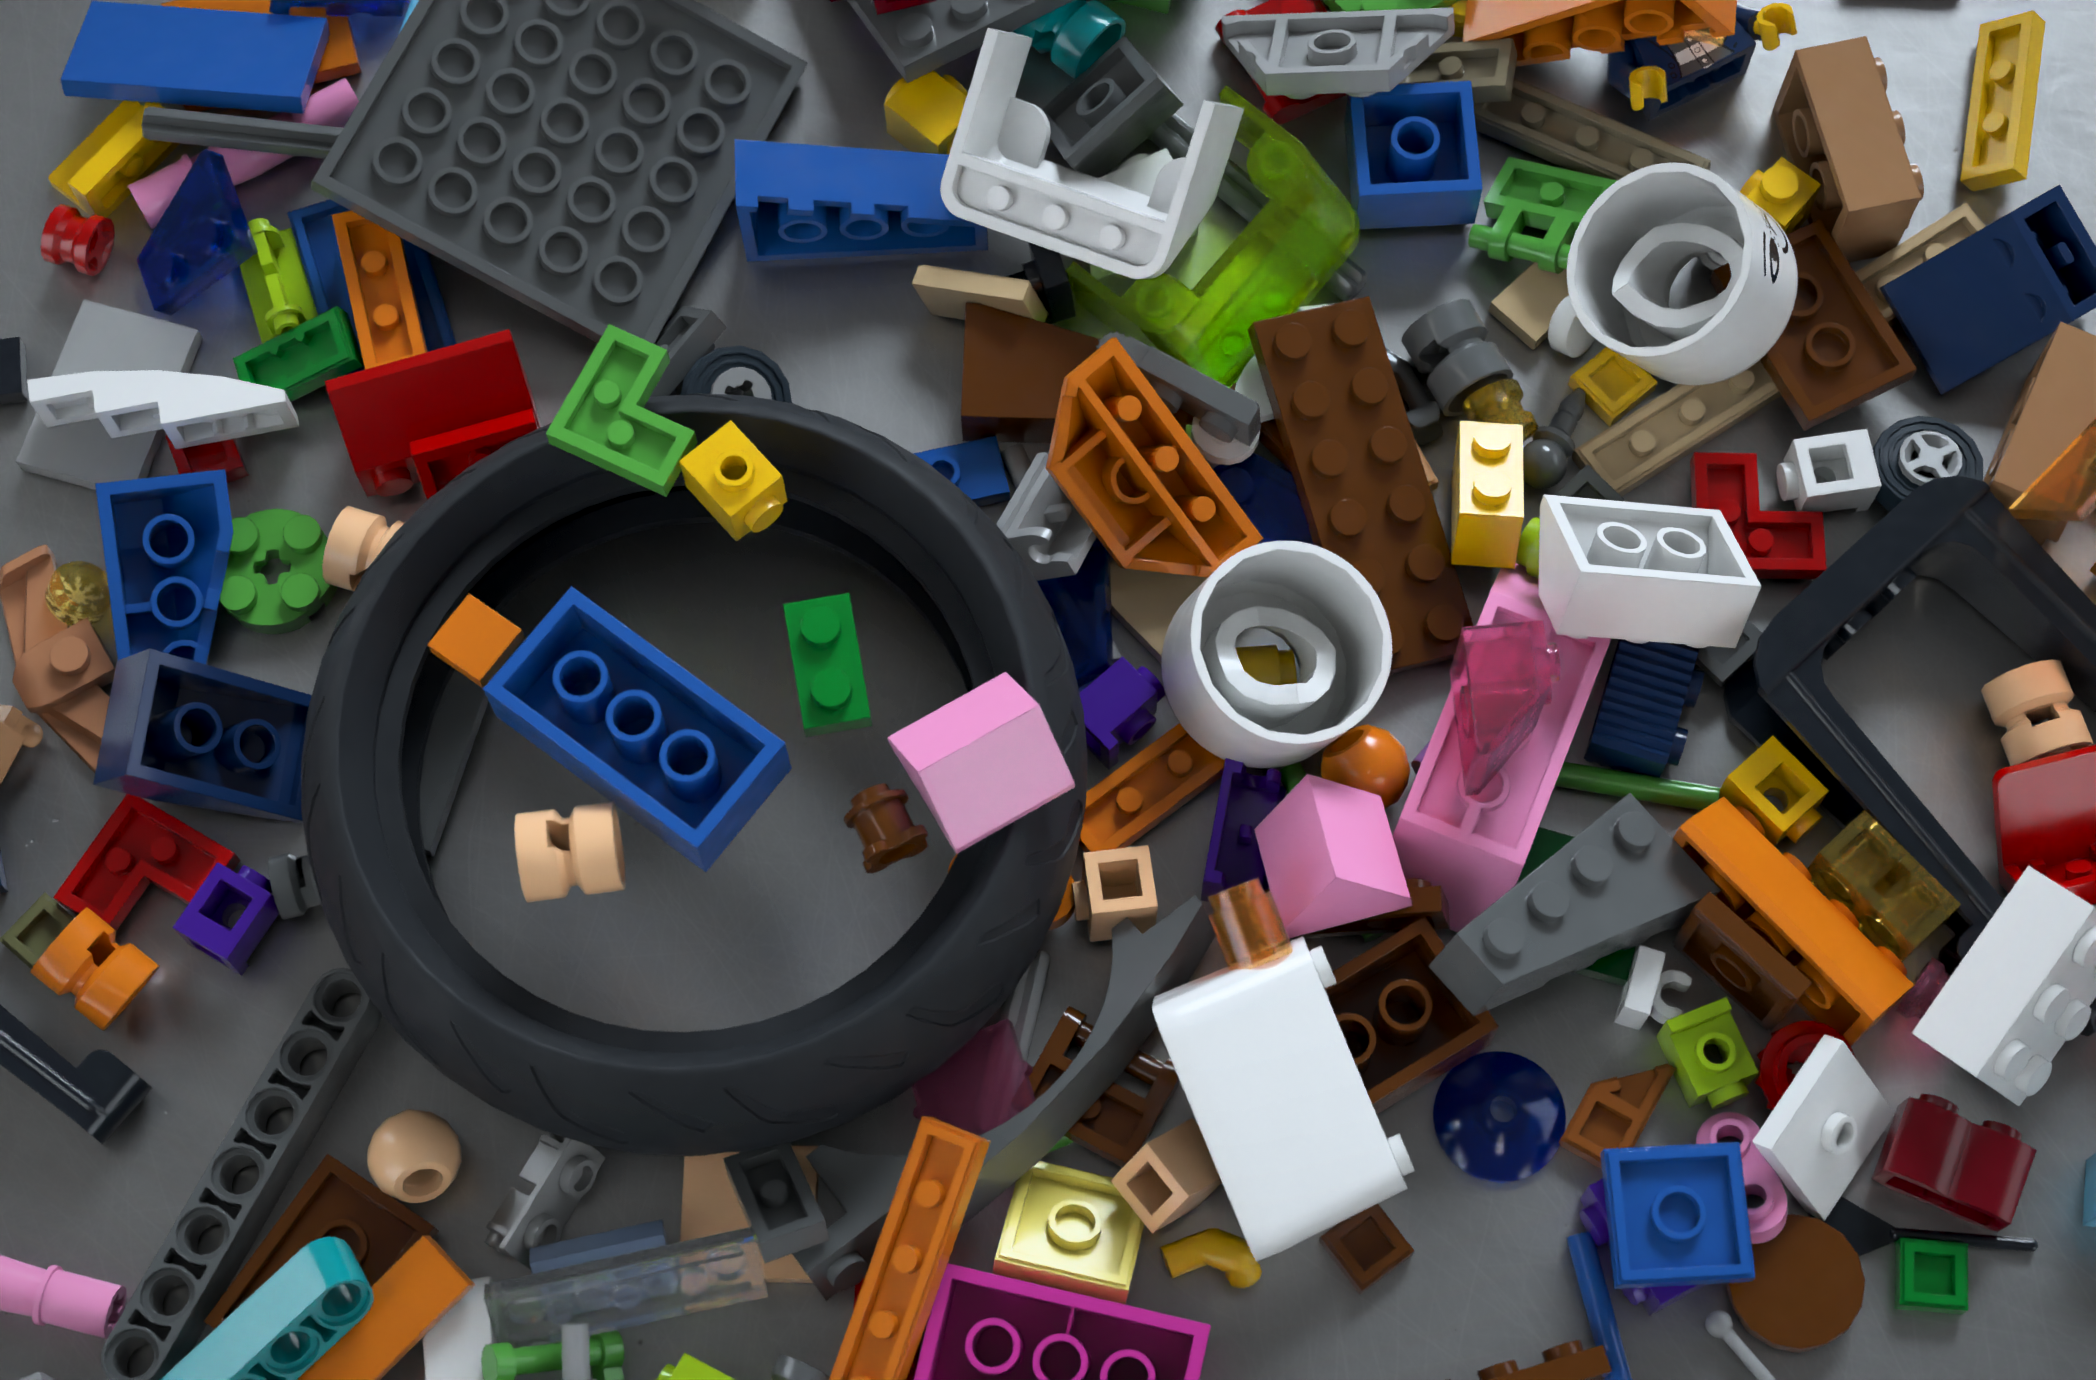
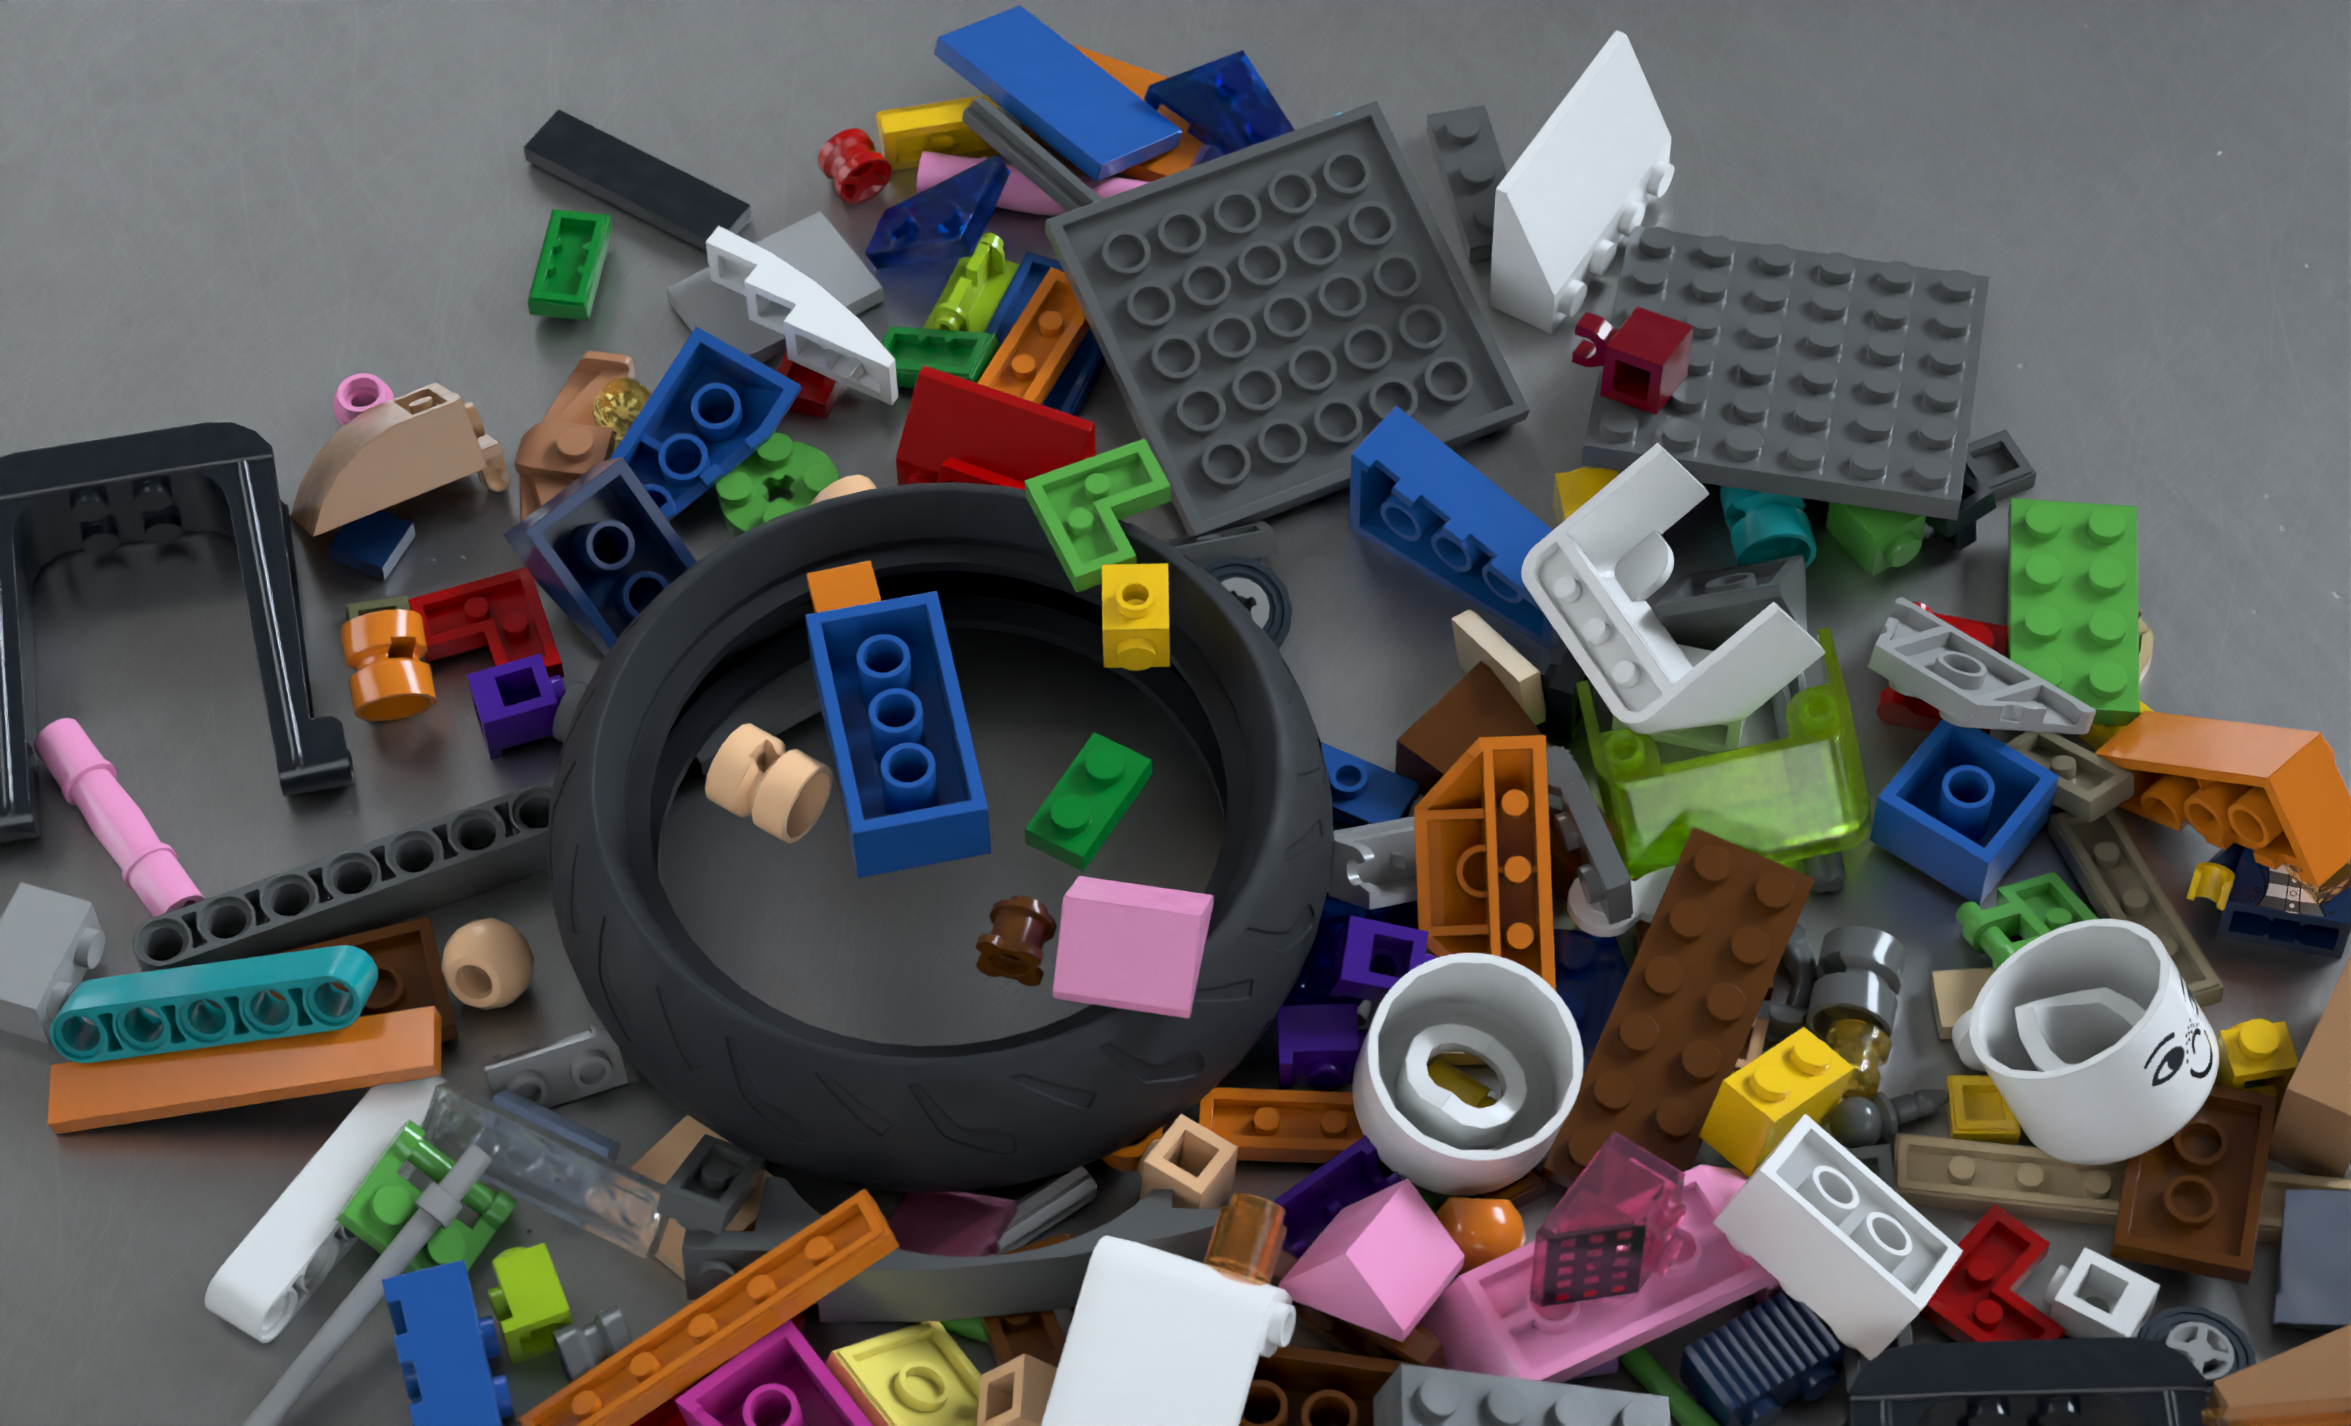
camera: 40 degrees right, 15 degrees down
(1099, 624) = (1368, 941): none -> dark purple brick

